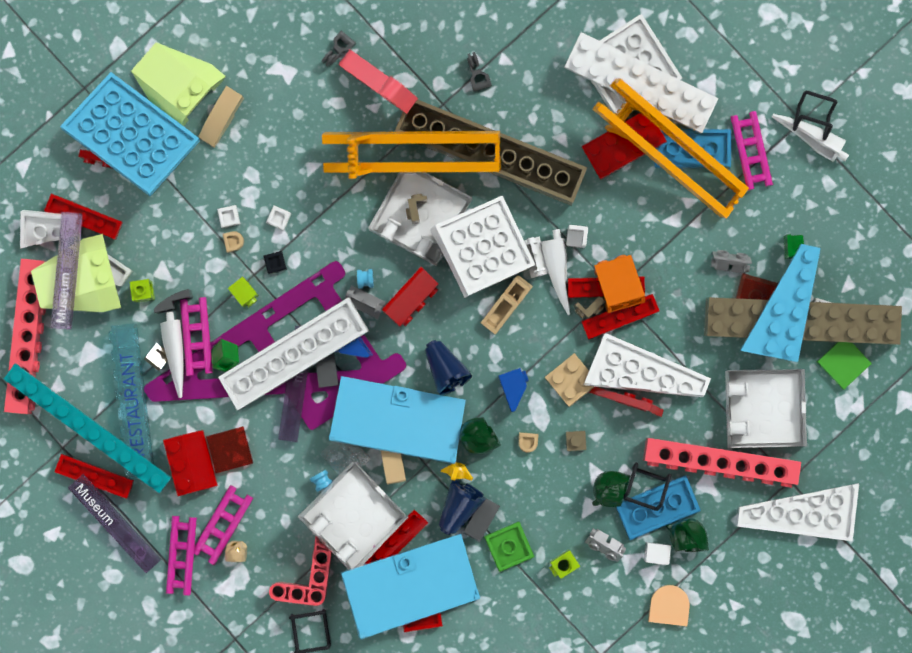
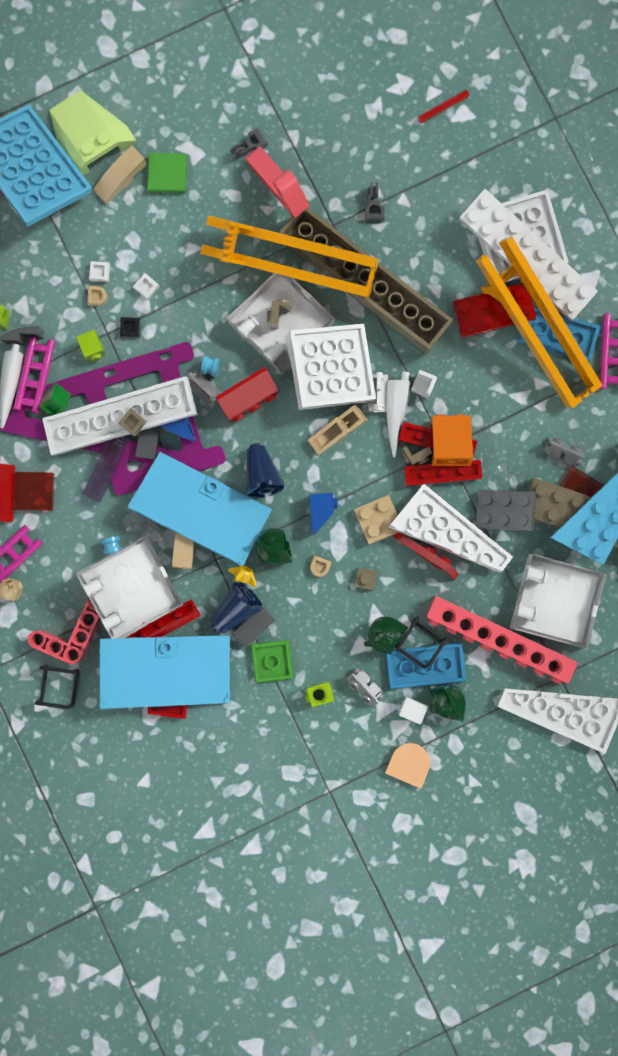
camera: 20 degrees right, 0 degrees up
(266, 99) = (167, 172): none -> bright green tile
(310, 356) = (132, 422): none -> dark tan plate
(691, 336) = (506, 510): none -> dark grey plate

